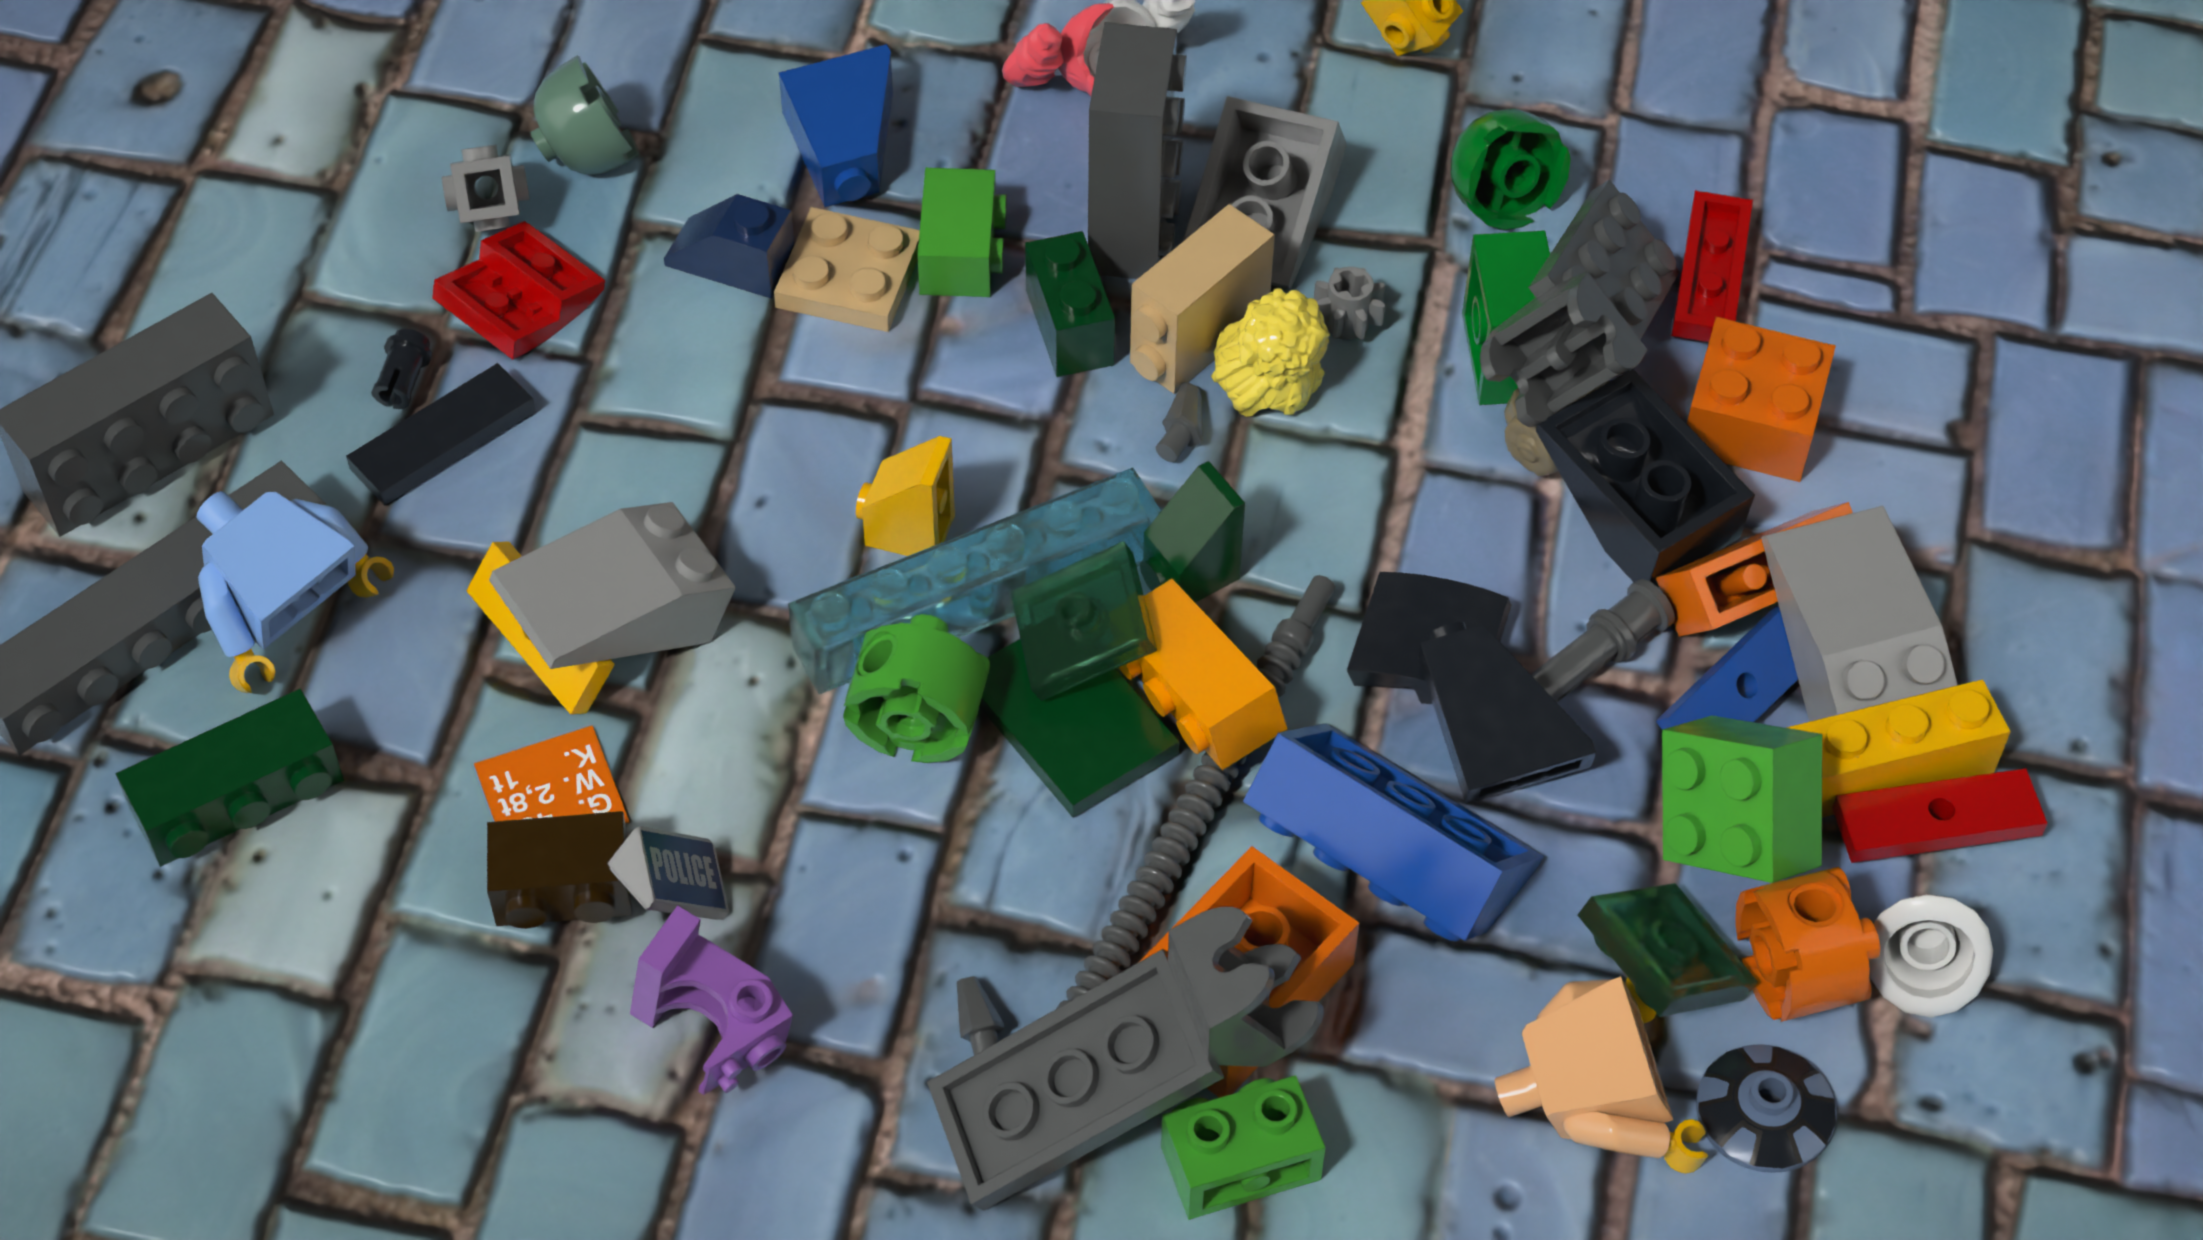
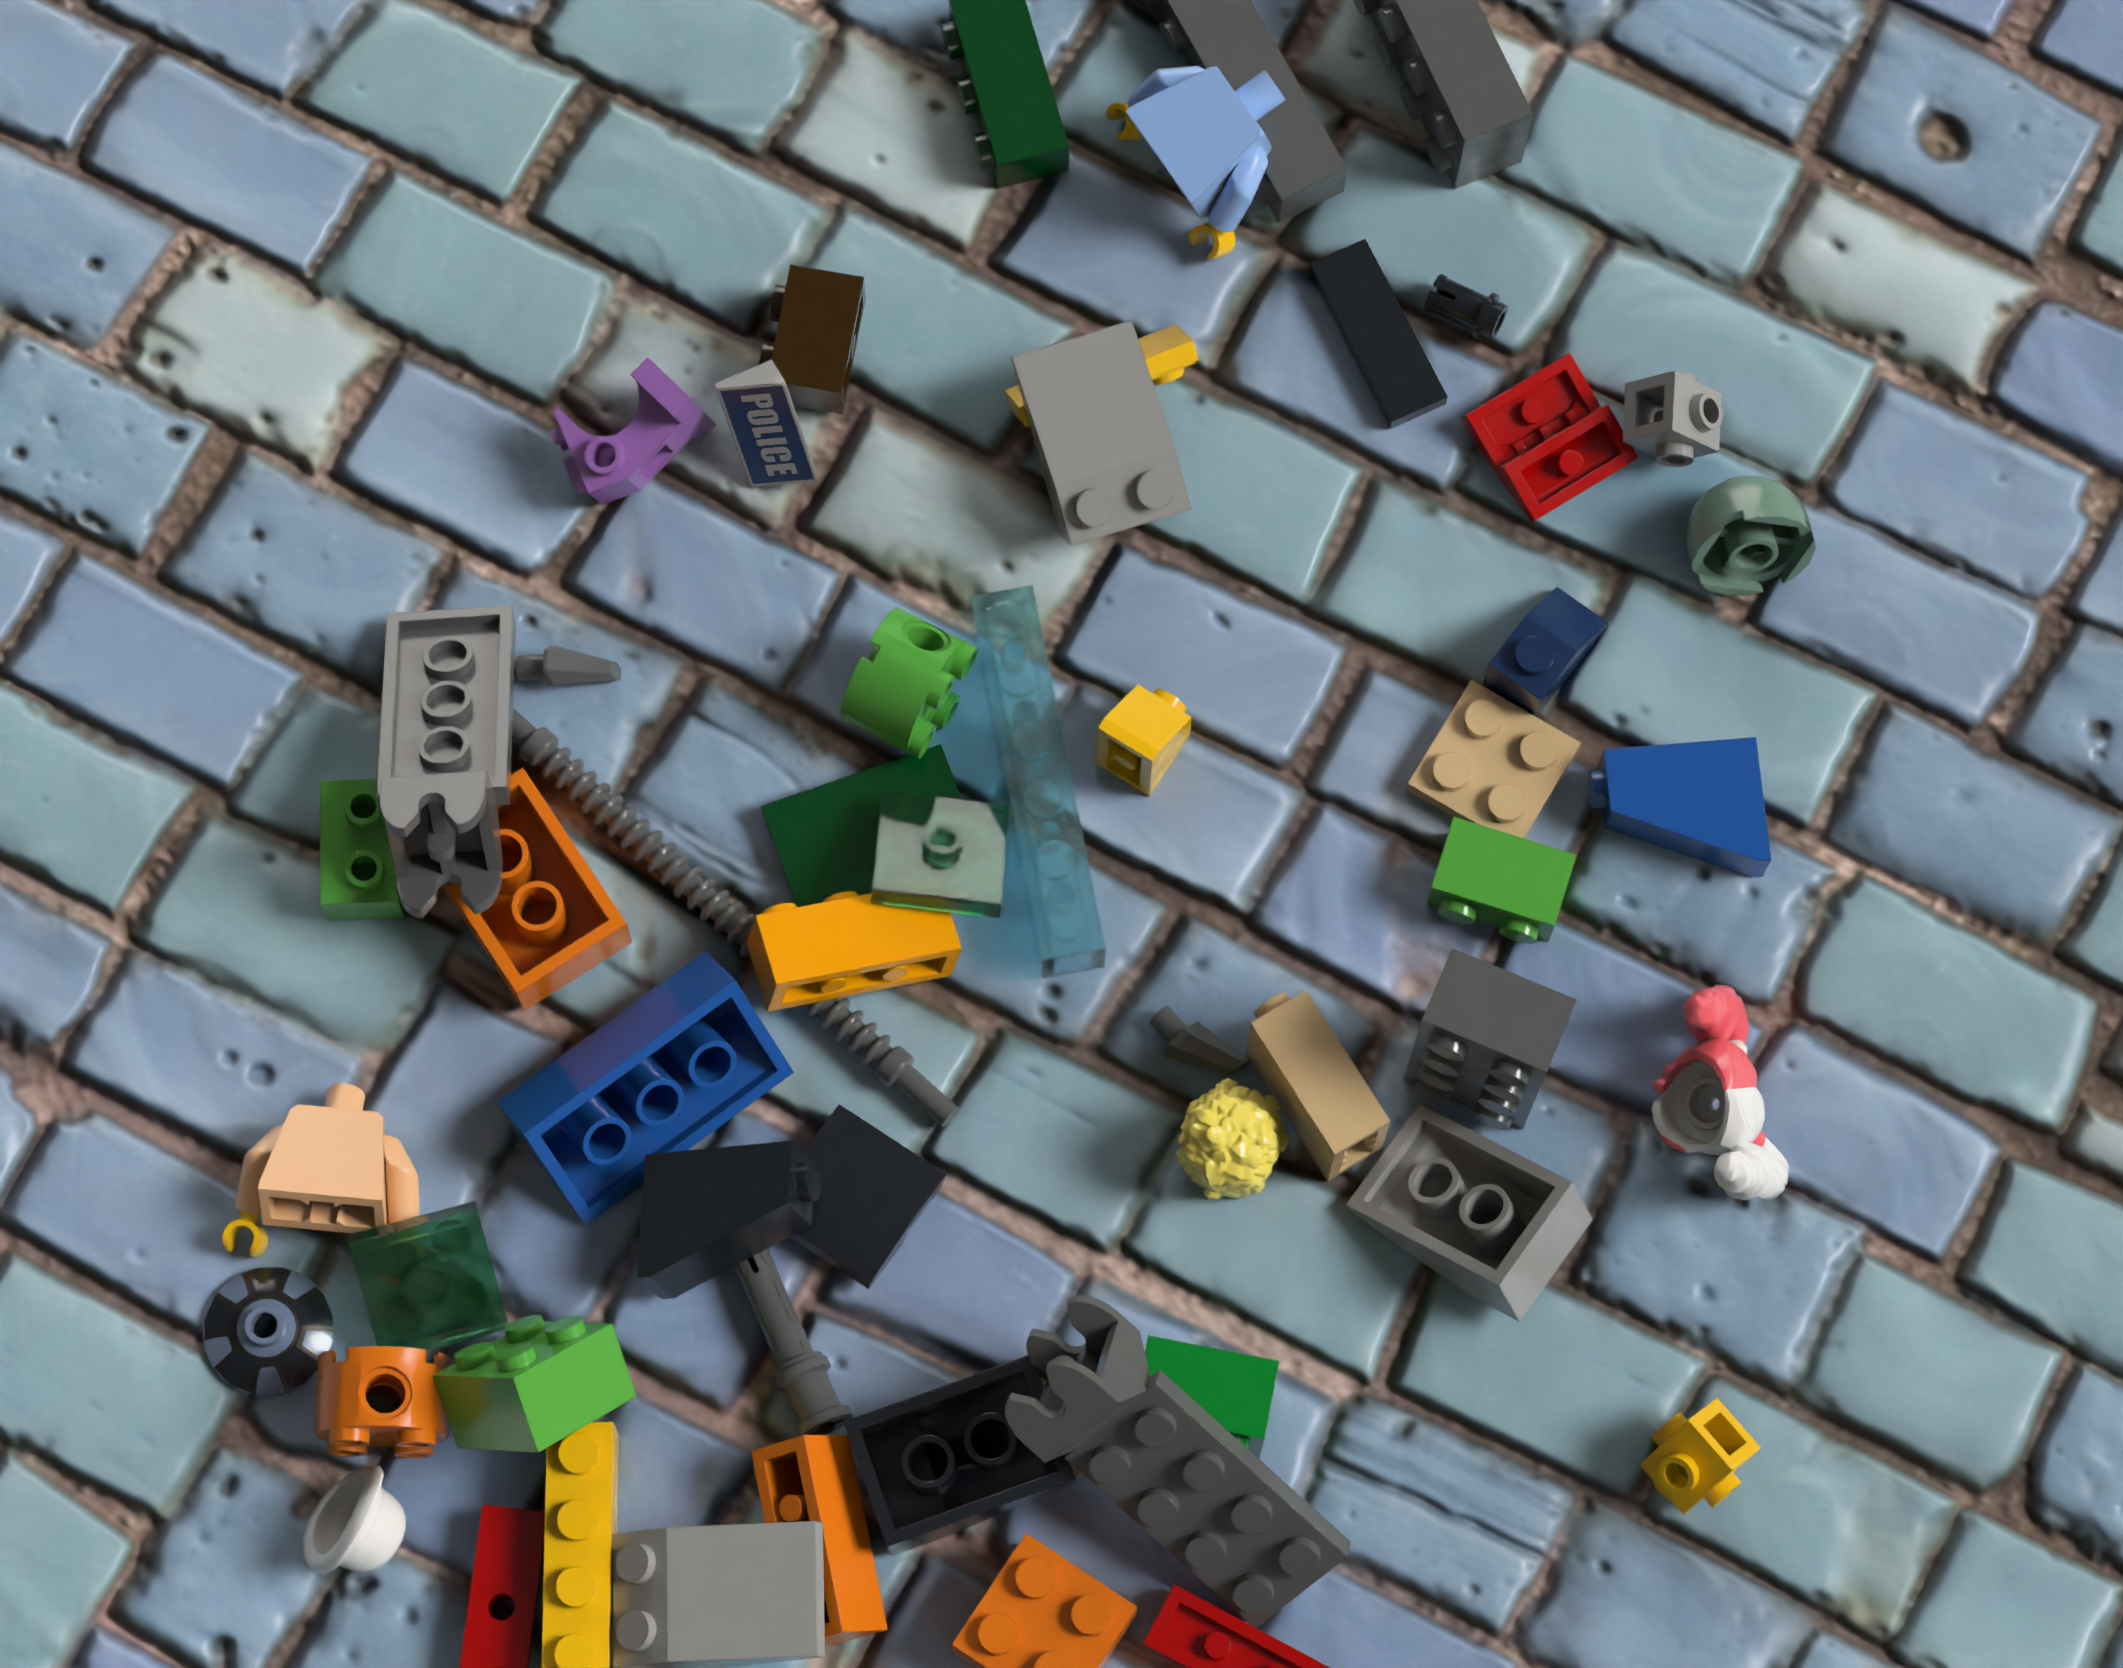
camera: 105 degrees right, 20 degrees up
(550, 779) = (929, 362): orange sticker -> none
(1070, 304) = (1367, 962): dark green brick -> none
(1196, 536) = (1012, 992): dark green slope -> none
(1350, 302) = (1282, 1264): light grey gear -> none
(1509, 167) = (1434, 1477): green cylinder -> none
(1743, 680) = (691, 1454): blue tile -> none

